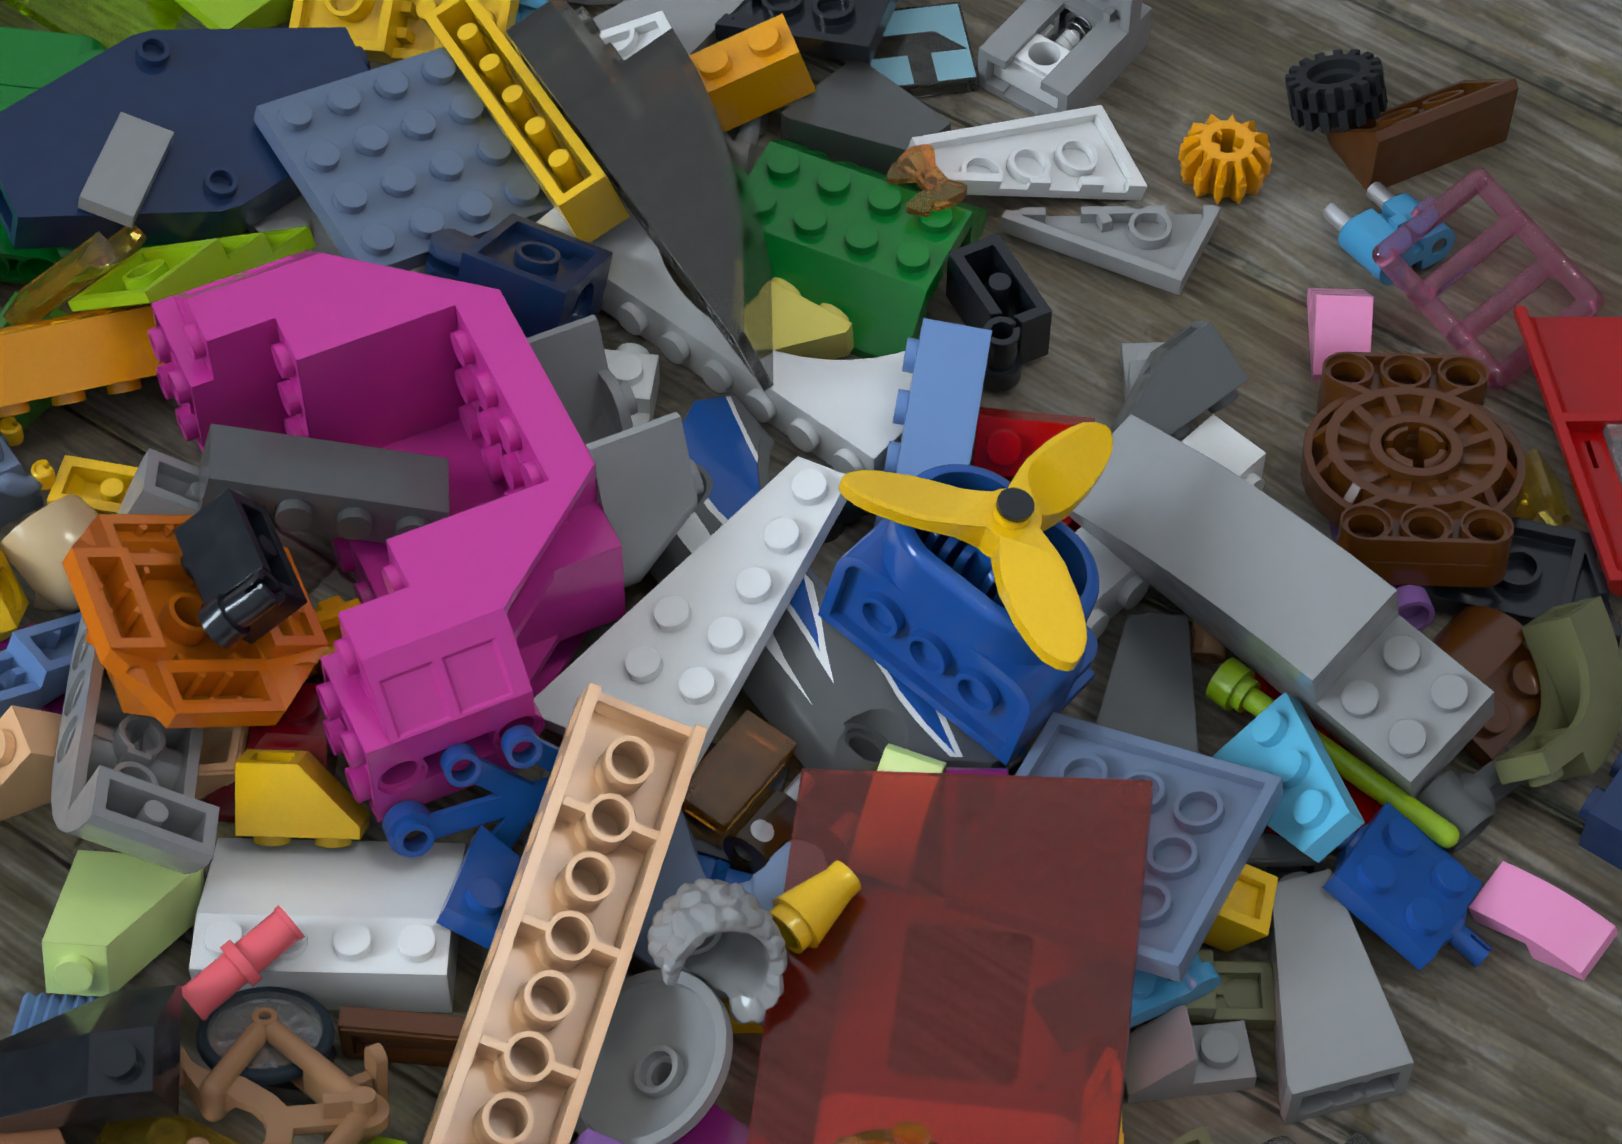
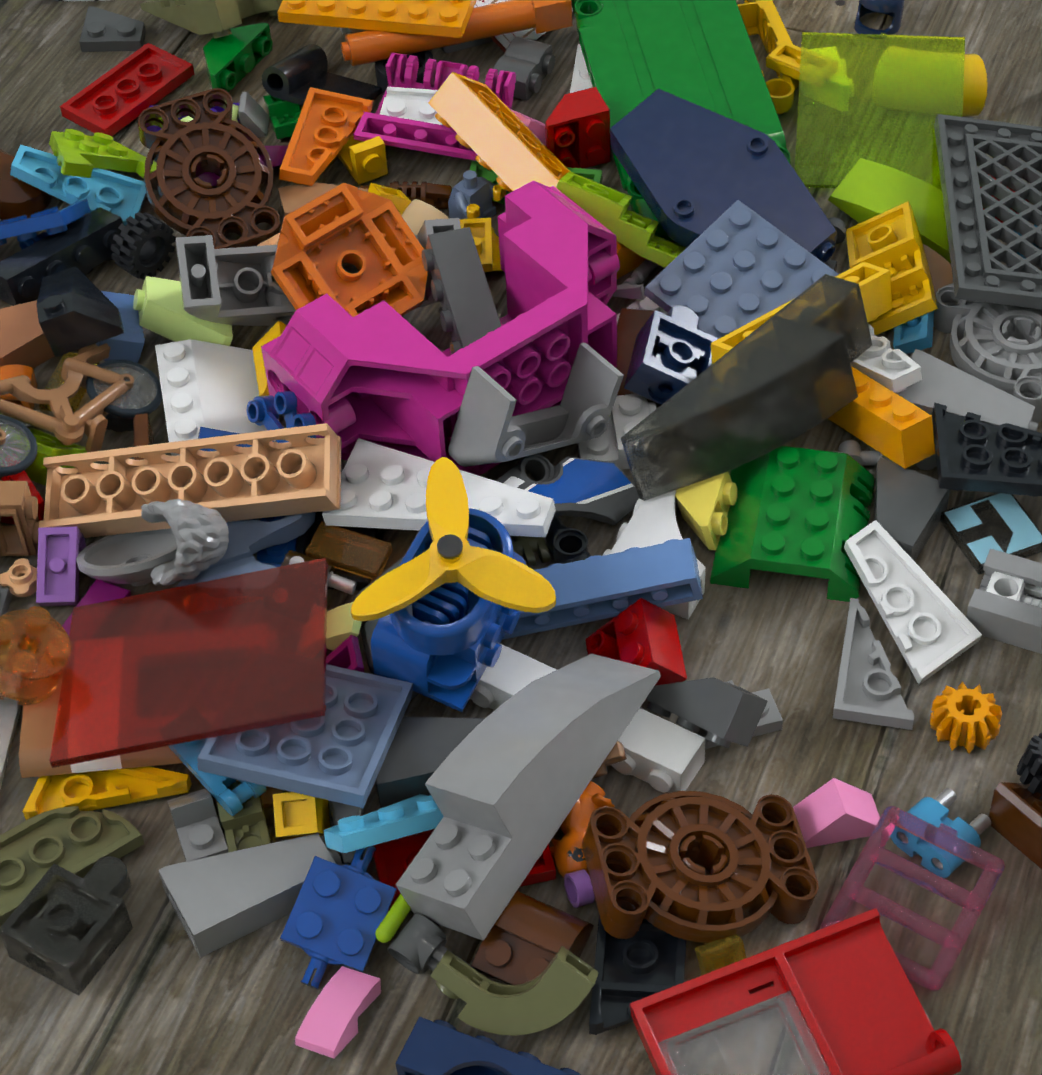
camera: 80 degrees right, 5 degrees down
(73, 275) = (598, 171): clear yellow slope -> none
(126, 169) = (664, 160): light grey tile -> none
(238, 569) = (372, 268): black hinge -> none
(241, 963) = (152, 357): coral pin -> none
(813, 906) = (219, 578): yellow cone -> none
(938, 192) = (847, 527): clear orange piece -> none
(997, 295) = (759, 607): black hinge -> none

